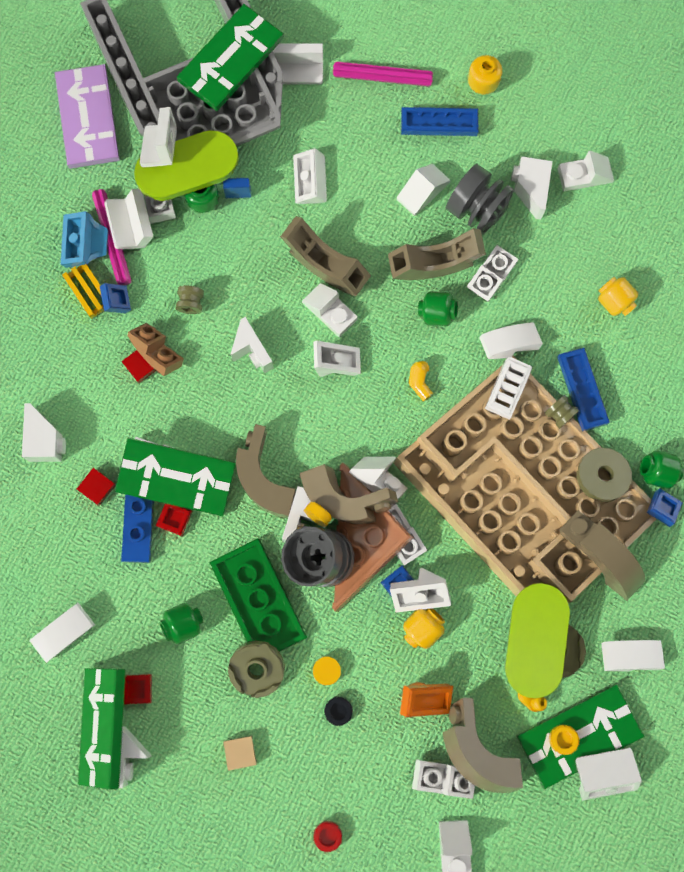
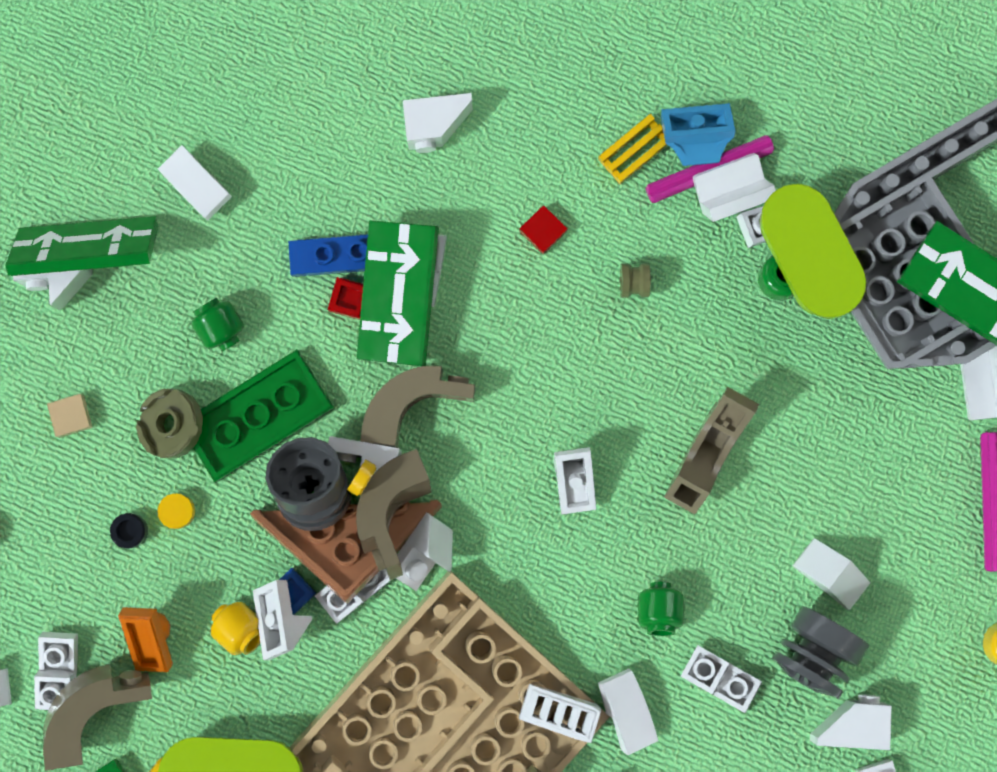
camera: 85 degrees right, 5 degrees up
(87, 116) = (875, 113): lavender tile -> none
(96, 486) = (379, 197): red tile -> none
(115, 298) = (625, 185): blue tile -> none
(138, 689) = (136, 282): red tile -> none
(151, 346) = (565, 240): medium nougat slope -> none
(159, 141) = (838, 211): white panel -> none
(237, 188) = (797, 323): blue tile -> none
(246, 342) = (587, 362): white slope -> none
(310, 177) = (828, 418): white slope -> none
(330, 309) = (645, 465): white slope -> none
(417, 380) = (564, 590): yellow arm -> none
(438, 260) = (729, 600): dark tan arch -> none
(439, 121) = (932, 587): blue plate -> none

